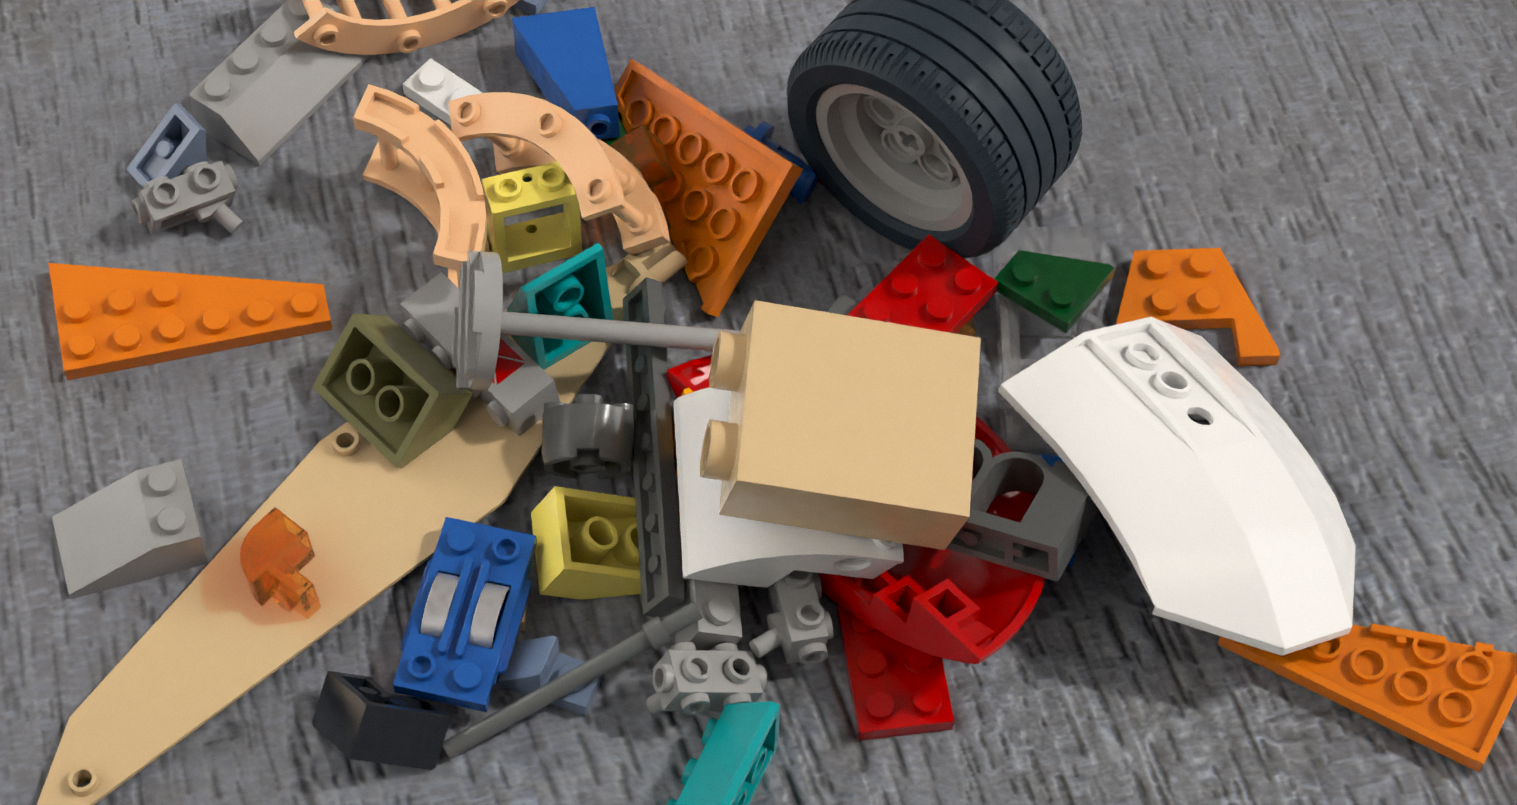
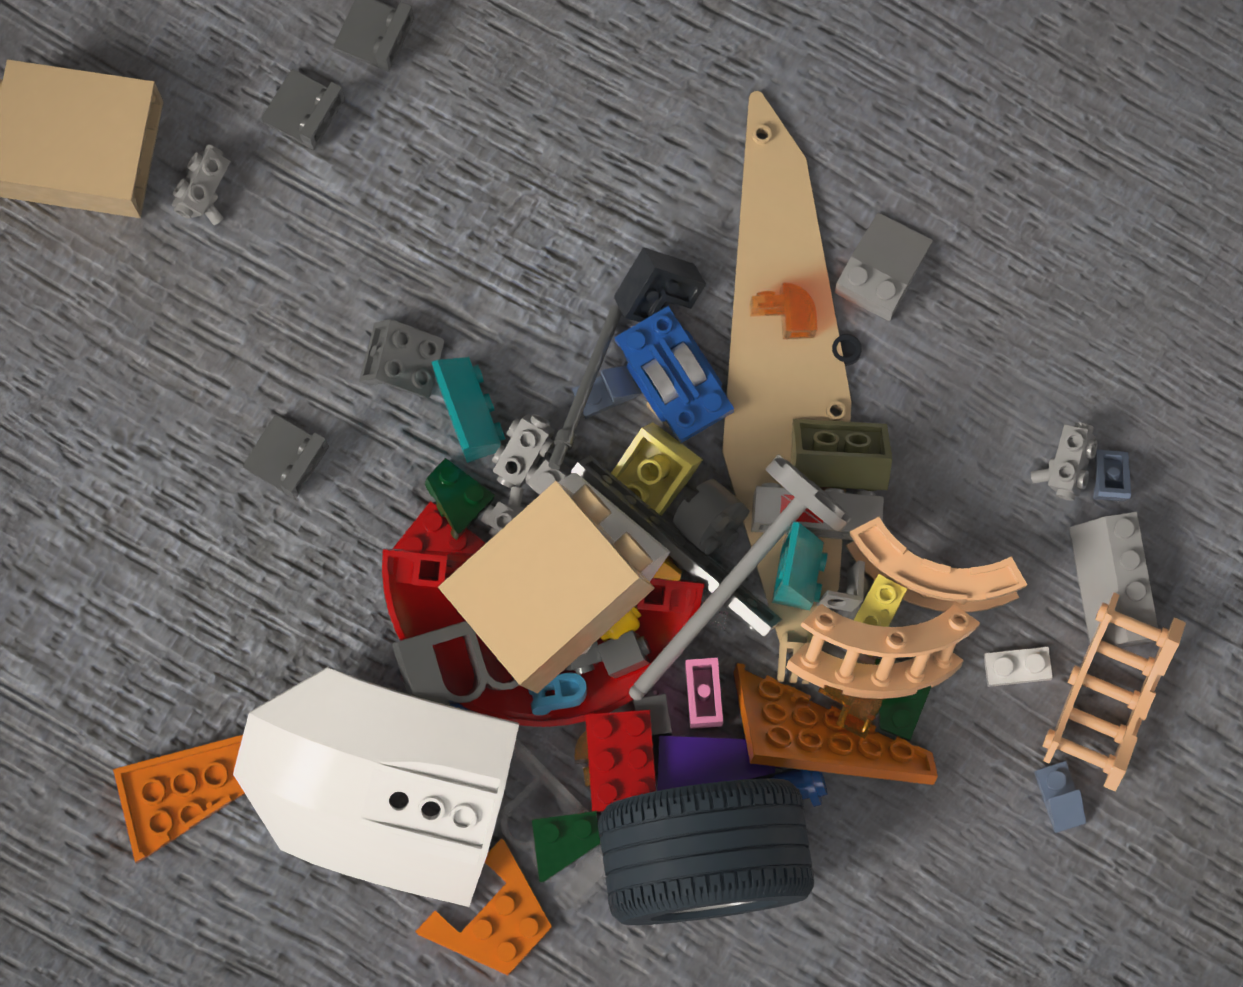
camera: 140 degrees right, 20 degrees up
(150, 317) = (1015, 386): orange wing -> none
(258, 491) = (850, 347): none -> black tile
(522, 267) = (855, 592): none -> light grey bracket
(570, 65) = (963, 740): blue slope -> none
(781, 282) = (704, 693): none -> bright pink brick
(825, 707) = (457, 496): none -> dark green wing
(833, 247) = (705, 760): none -> dark purple slope

